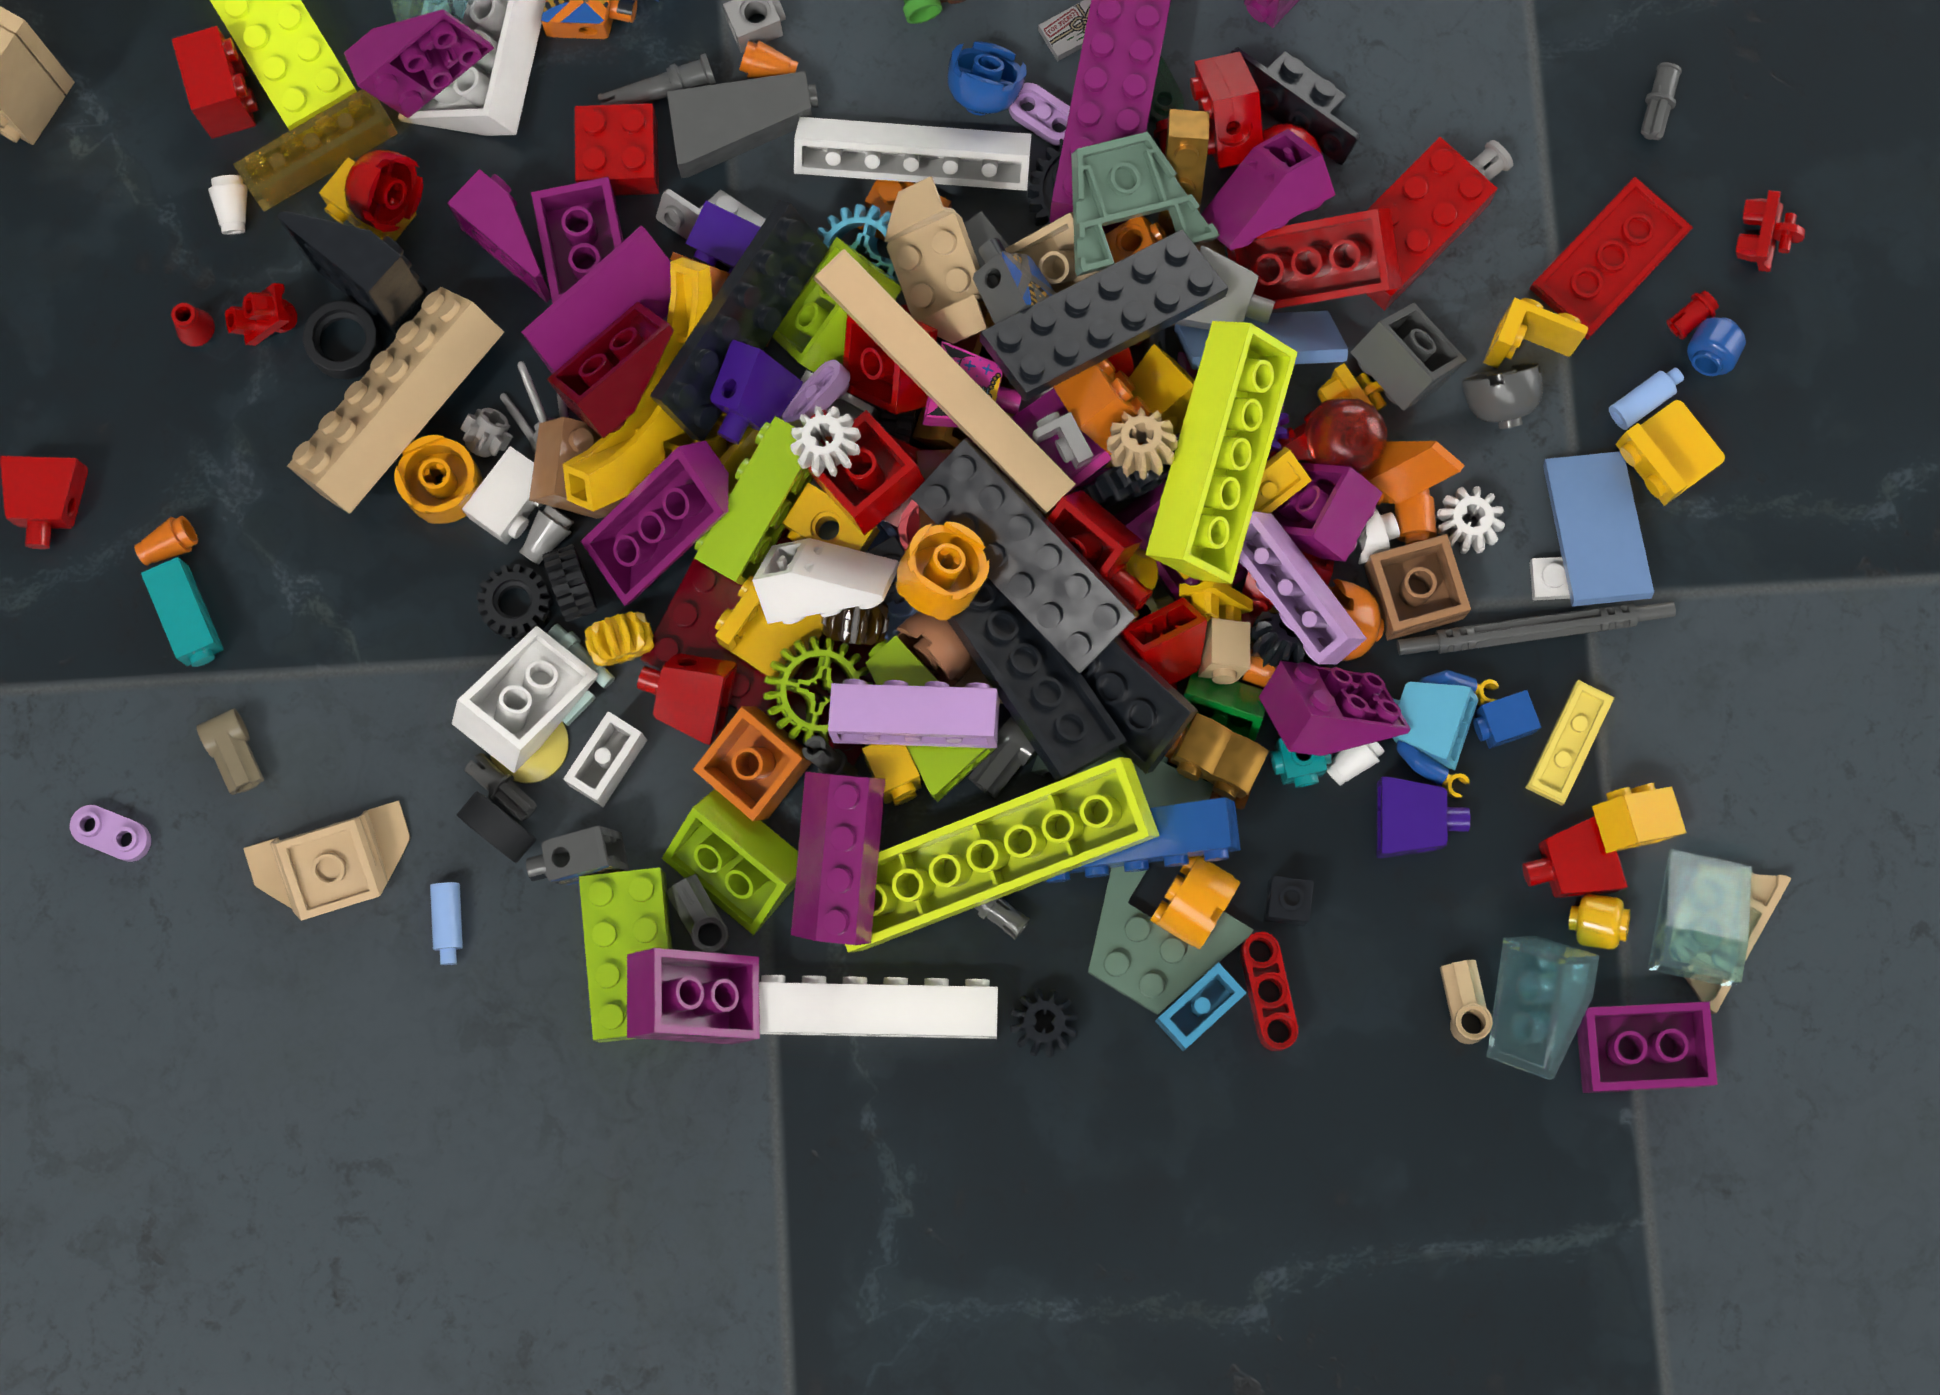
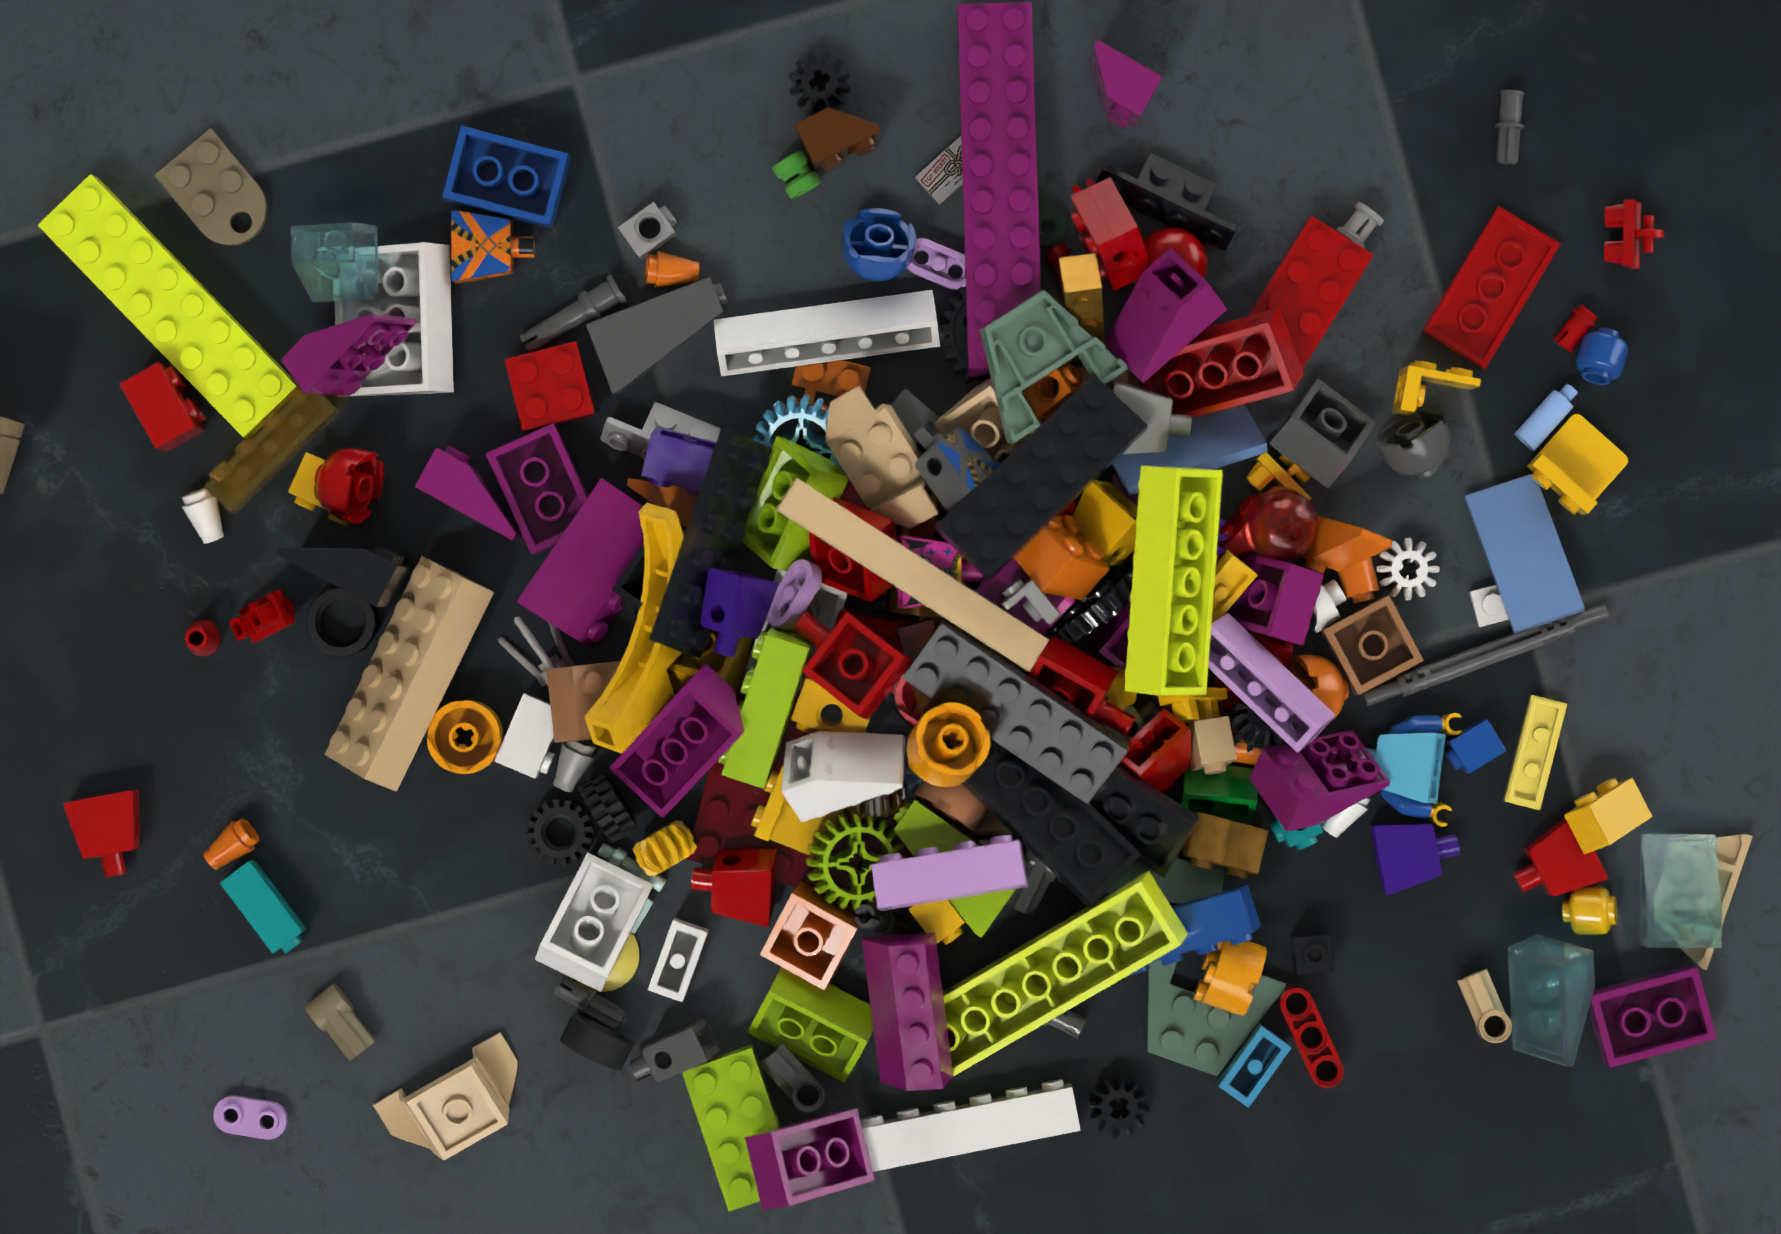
camera: 20 degrees left, 10 degrees up
(446, 920) = (570, 1130): light blue cylinder -> none
(486, 432) = (496, 681): light grey gear -> none
(613, 370) = (608, 615): dark red slope -> none
(818, 428) = (810, 663): white gear -> none
(1139, 429) = (1111, 583): tan gear -> none

